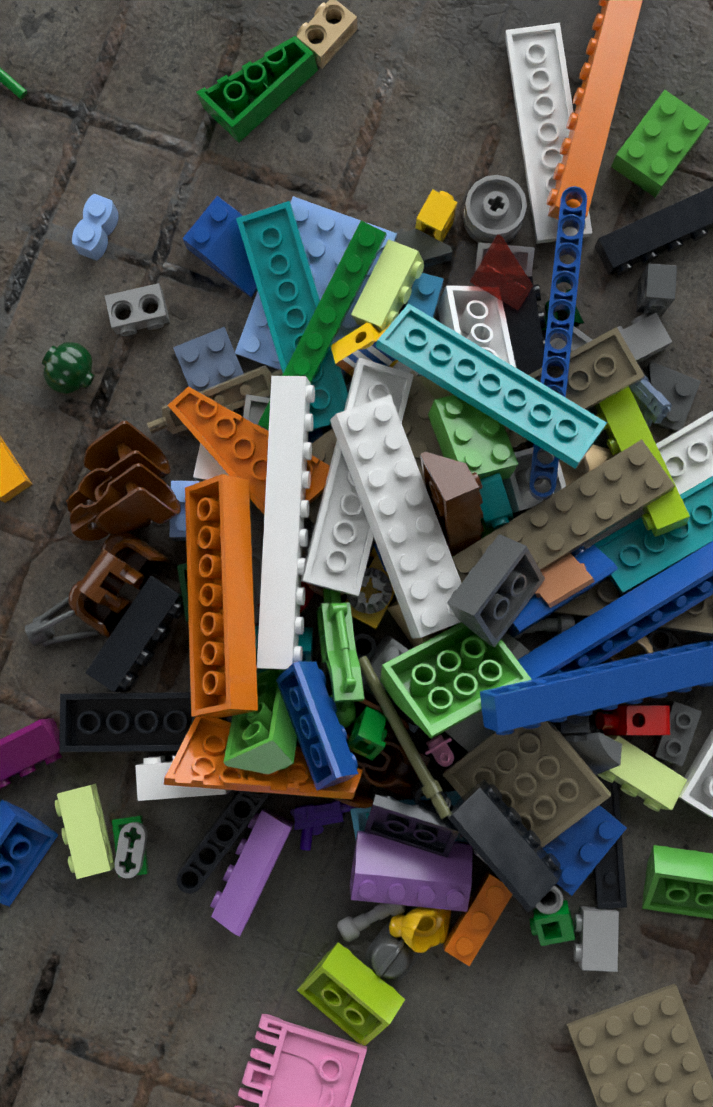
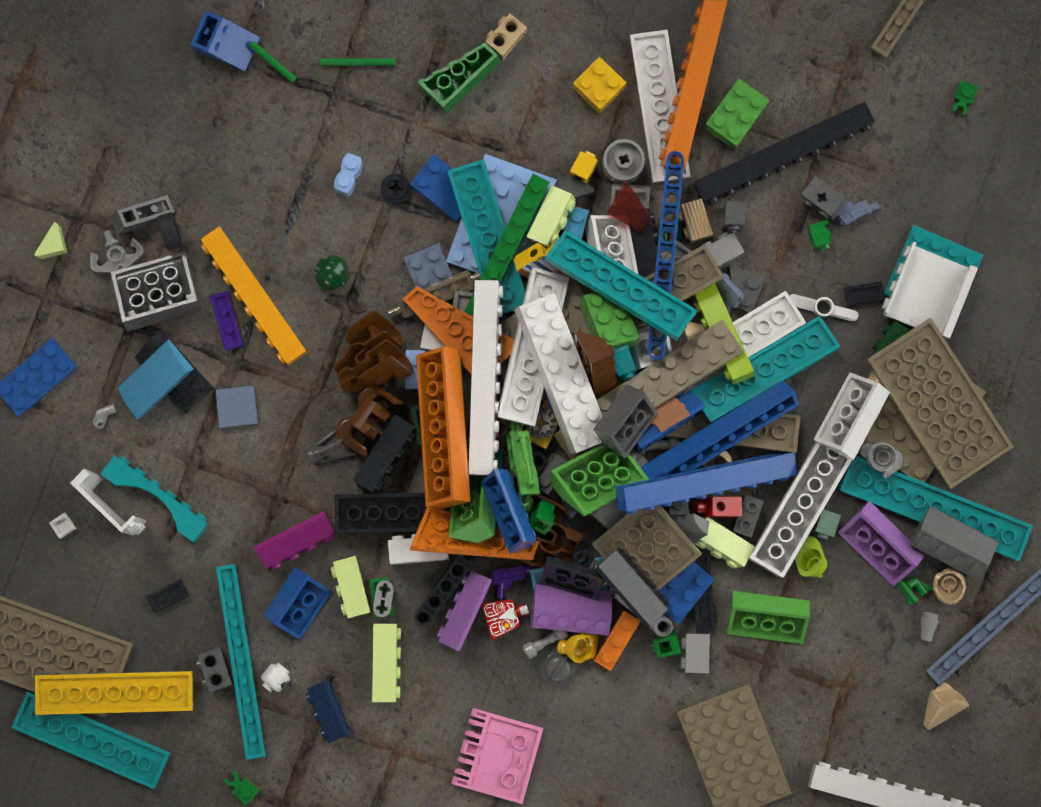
camera: 15 degrees left, 0 degrees up
(47, 1018) = (328, 711): none -> dark blue slope
(113, 69) = (357, 61): none -> green bar
(133, 946) = (385, 663): none -> yellowish green brick
(136, 301) = (377, 226): light grey brick -> none
(157, 238) = (389, 182): none -> black gear
(309, 878) = (503, 616): none -> torso
(351, 995) = (532, 693): lime slope -> none
(431, 788) = (584, 551): olive bar -> none
(440, 750) = (590, 529): bright pink hinge -> none
(460, 101) = (599, 85): none -> yellow brick
(599, 298) = (695, 221): none -> tan brick

